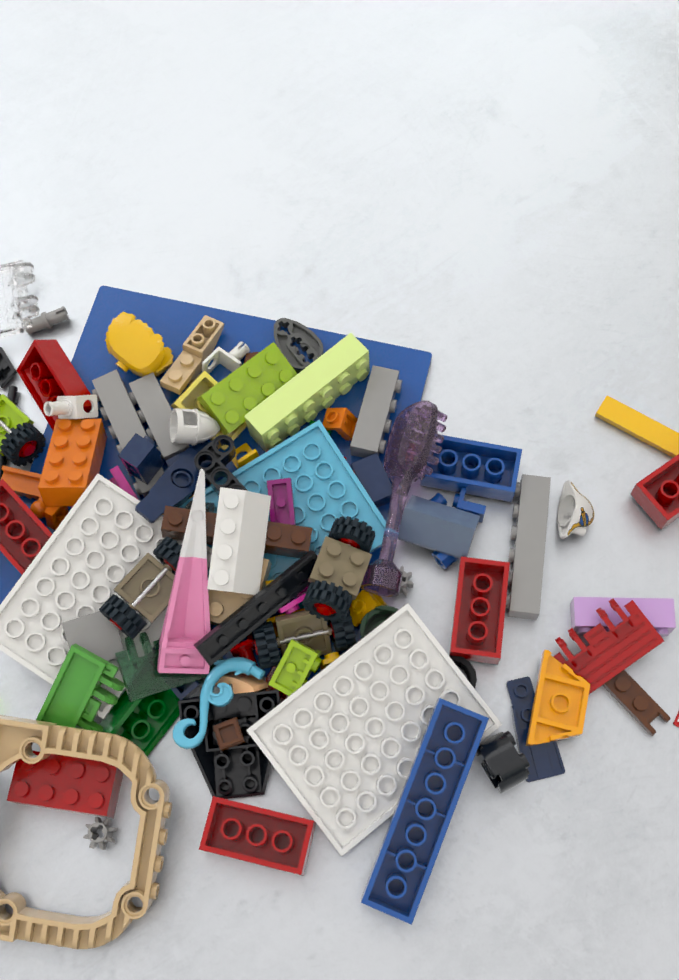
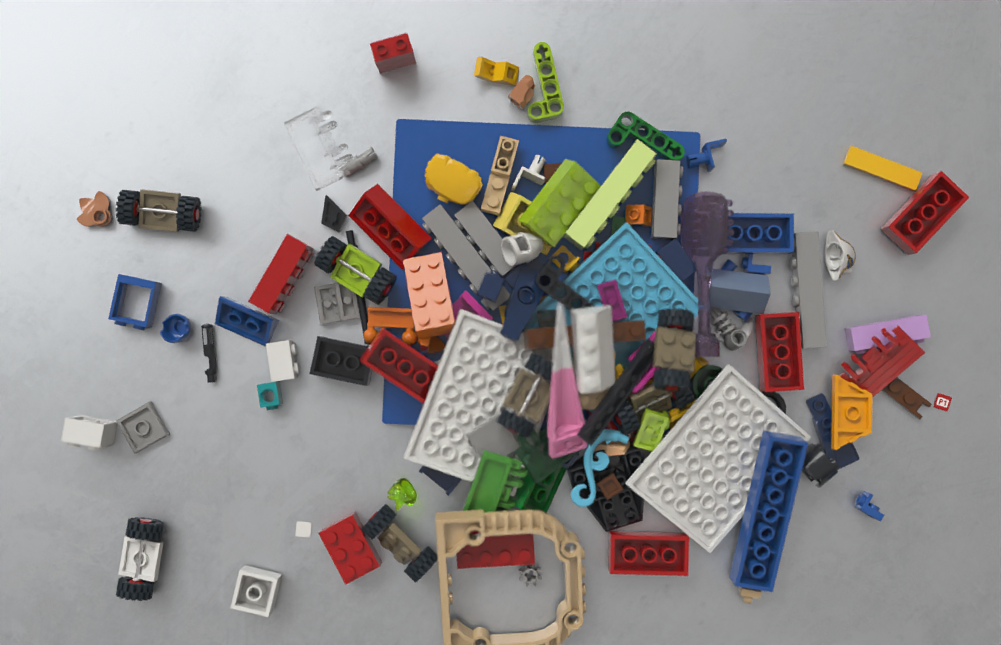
camera: 20 degrees left, 20 degrees up
(28, 683) = (444, 480): none -> dark blue panel
(71, 407) = (415, 248): white bracket -> none
(112, 217) = (393, 53): none -> red panel
(225, 260) = (496, 72): none -> yellow slope
(242, 279) = (522, 92): none -> nougat rock
(271, 273) = (545, 81): none -> lime beam
(300, 334) = (595, 143): dark grey piece -> none
(383, 922) = (748, 594): none -> tan tile
(391, 358) = (652, 133): none -> green beam
(423, 574) = (731, 330): none -> light grey piece
(431, 377) = (706, 156): none -> blue bracket
(567, 842) = (864, 505): none -> blue bracket

